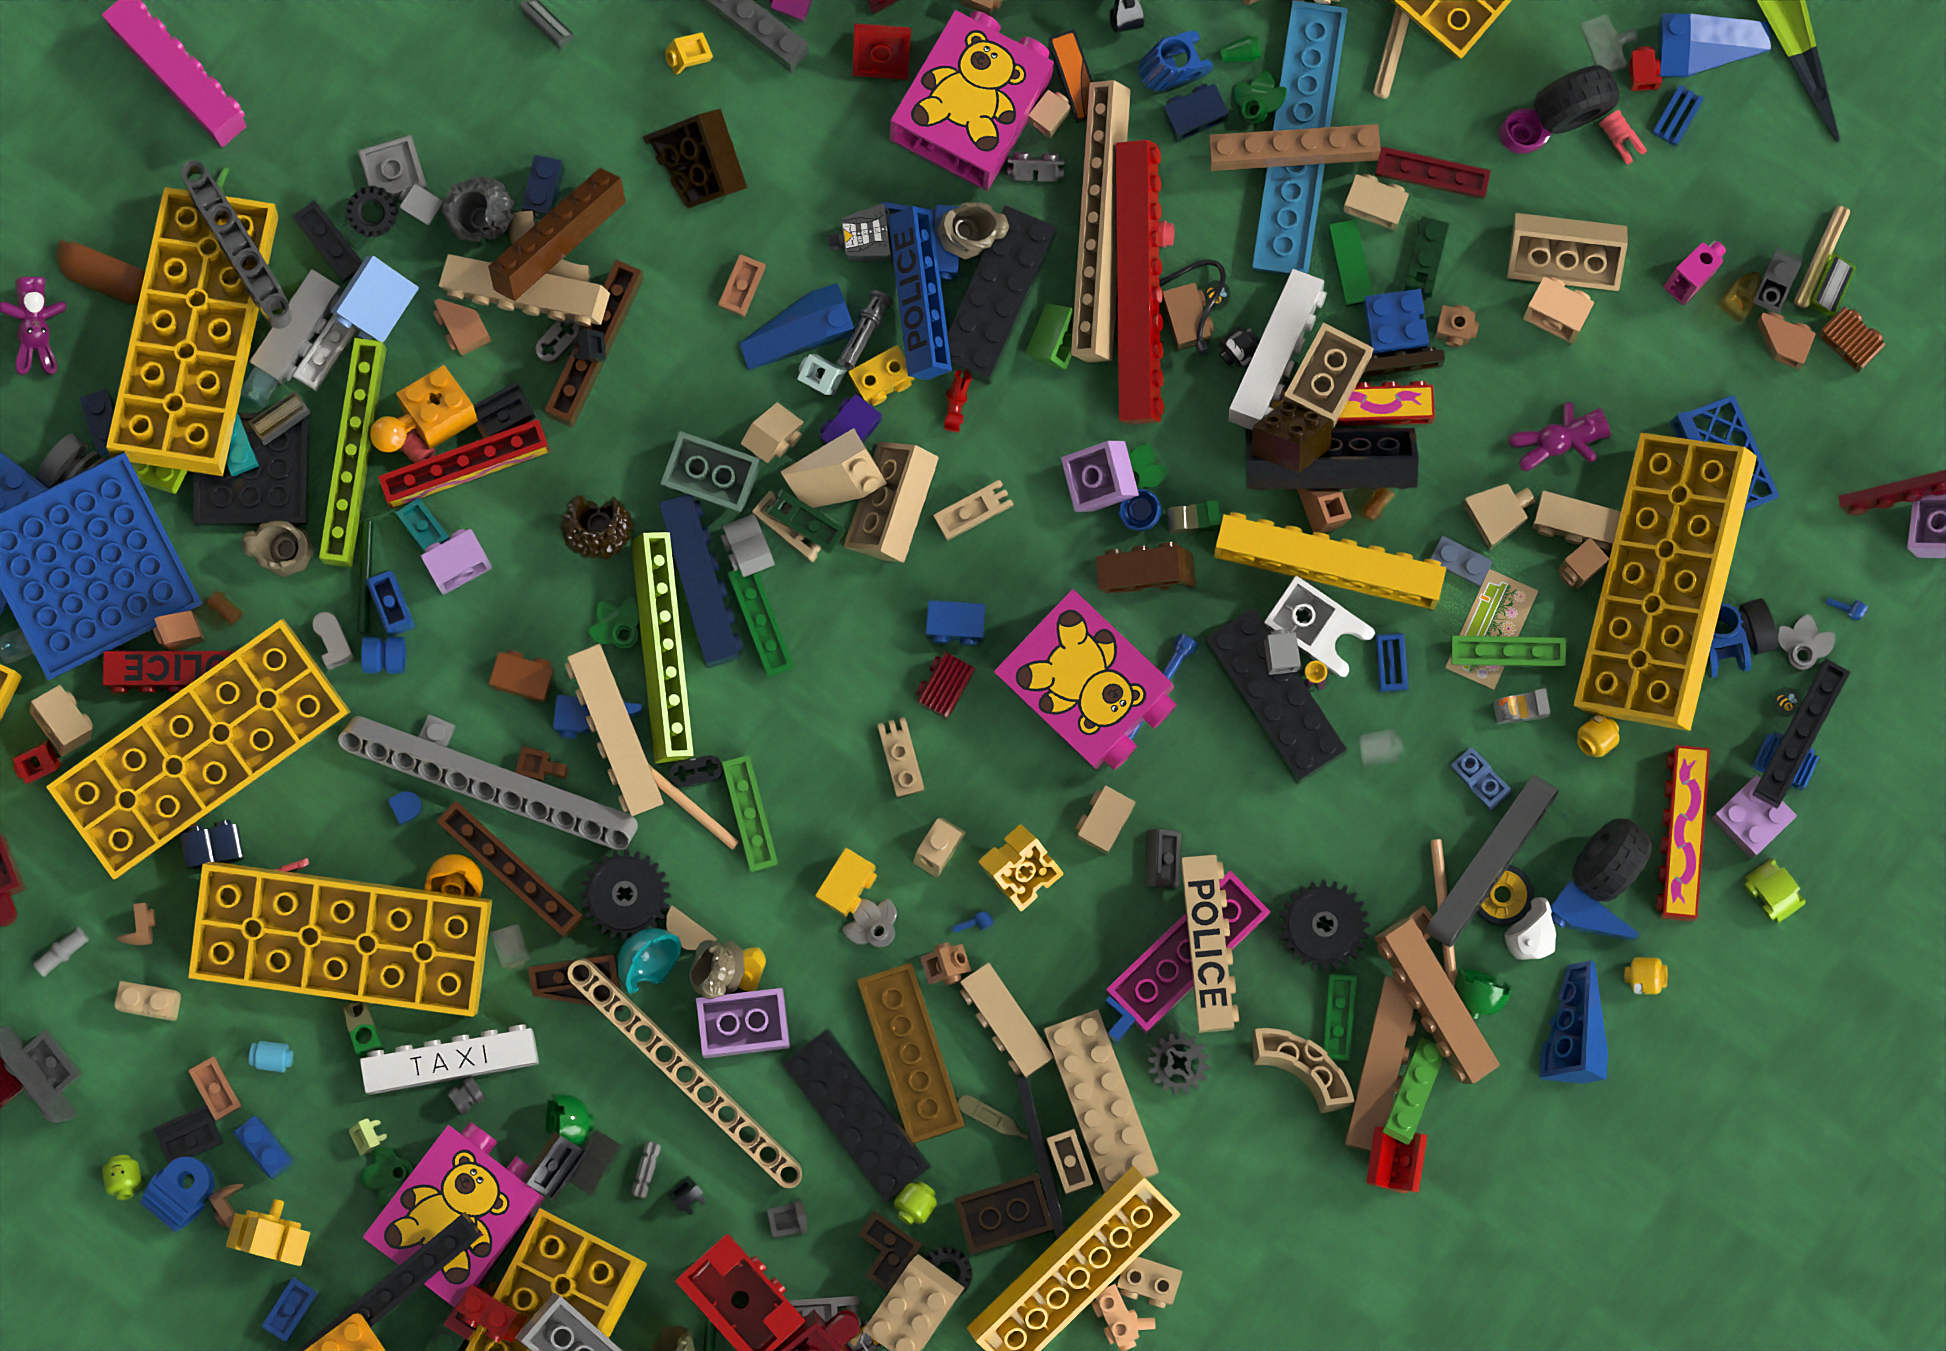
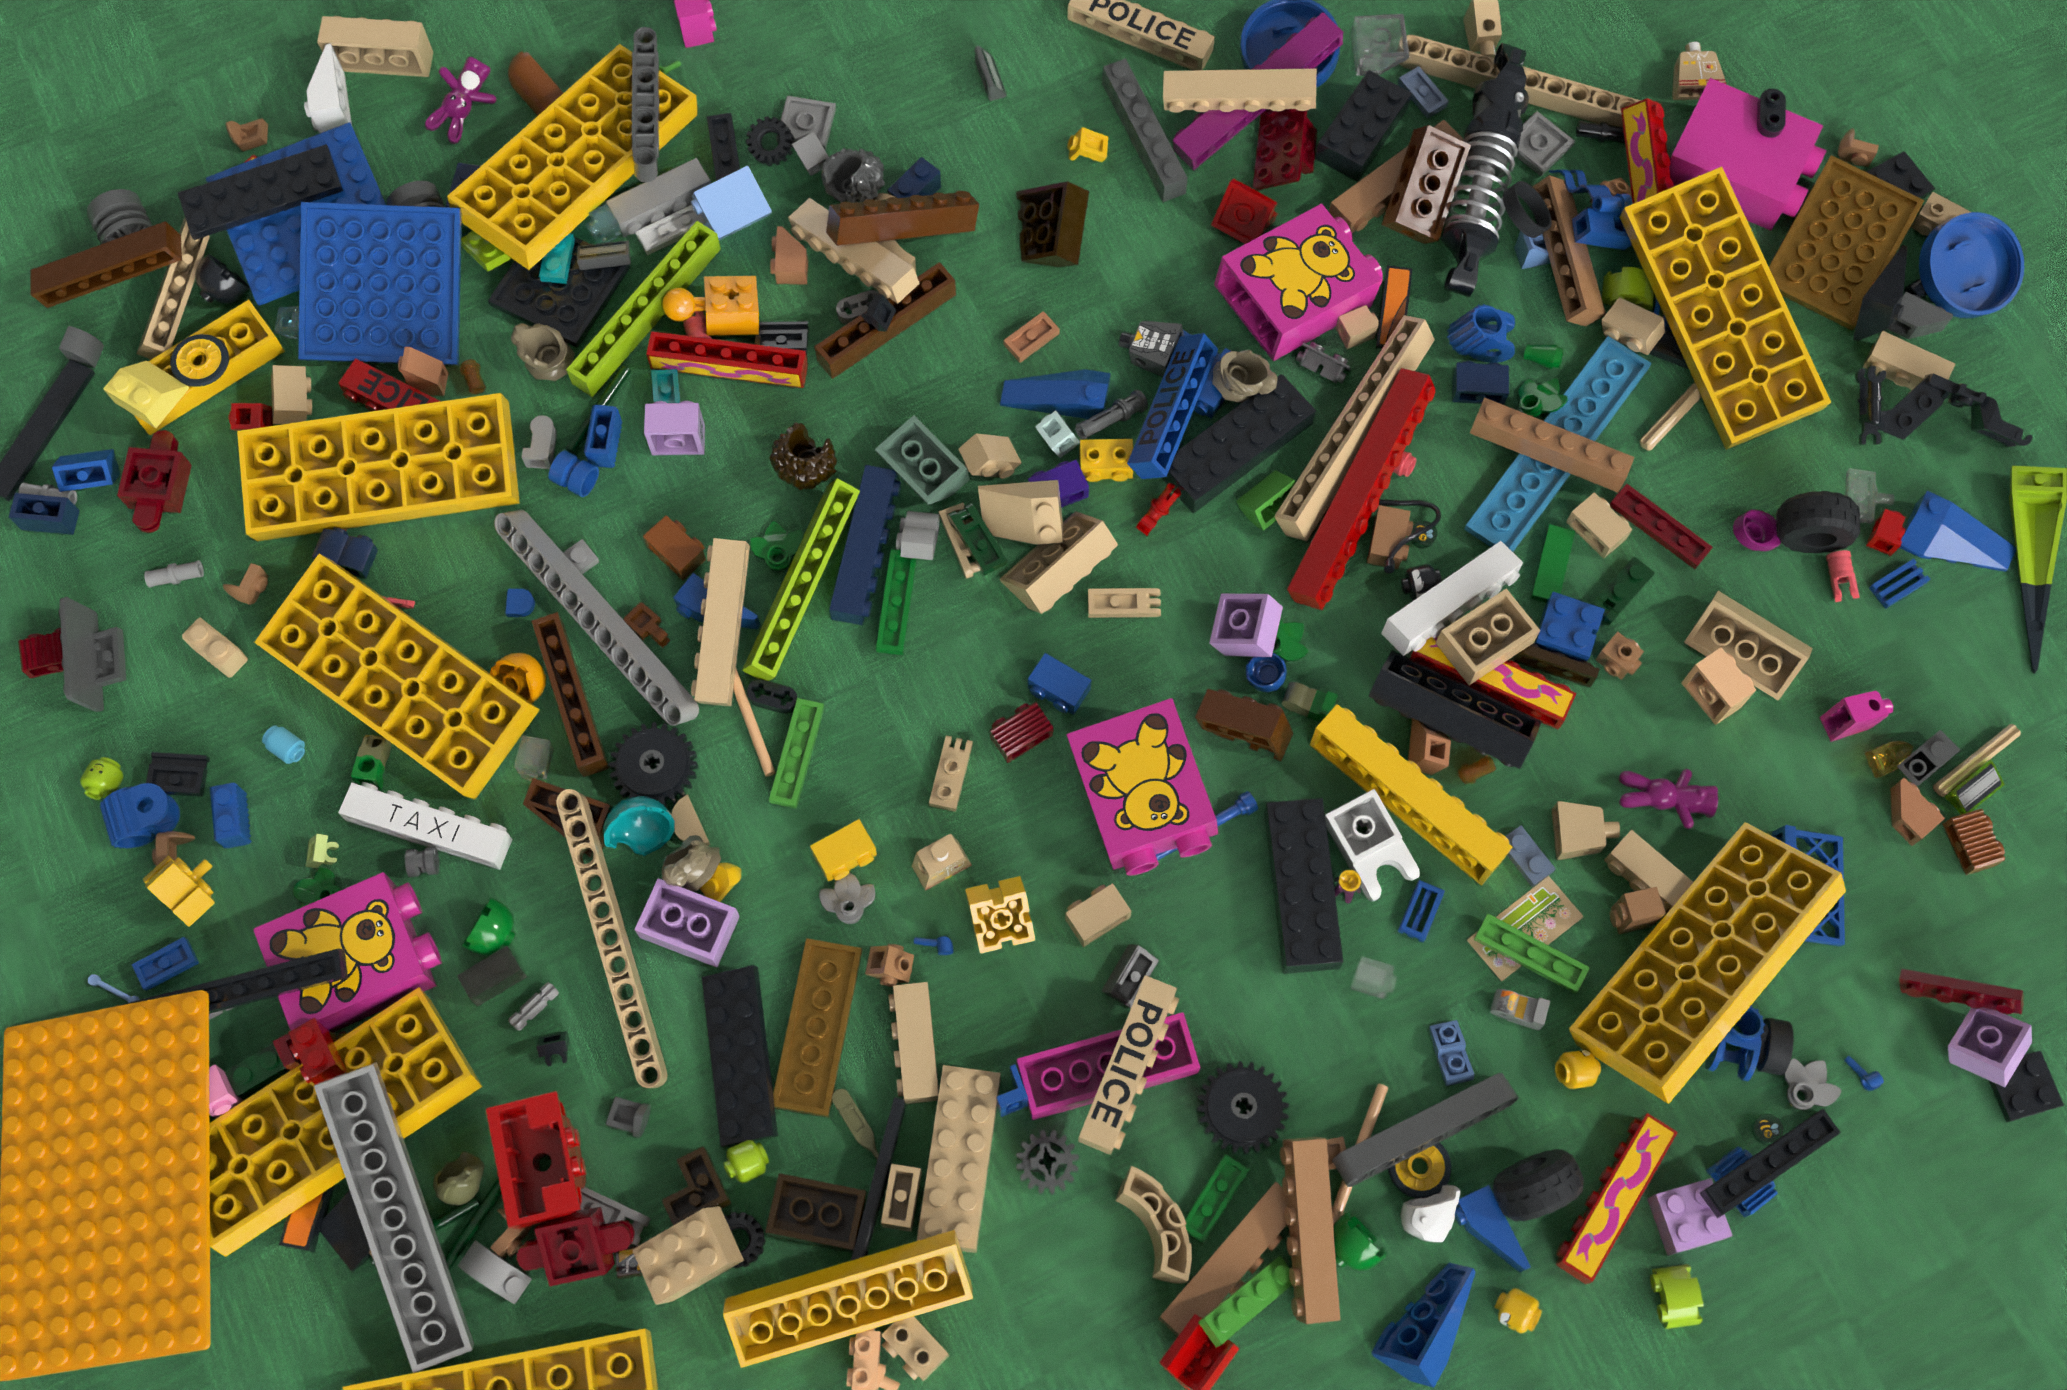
camera: 25 degrees right, 10 degrees down
(215, 1088) = (223, 747): nougat plate -> none
(554, 1165) = (451, 956): black plate -> none
(1282, 652) = (1327, 846): light grey brick -> none
(1291, 436) = (1430, 668): dark brown brick -> none

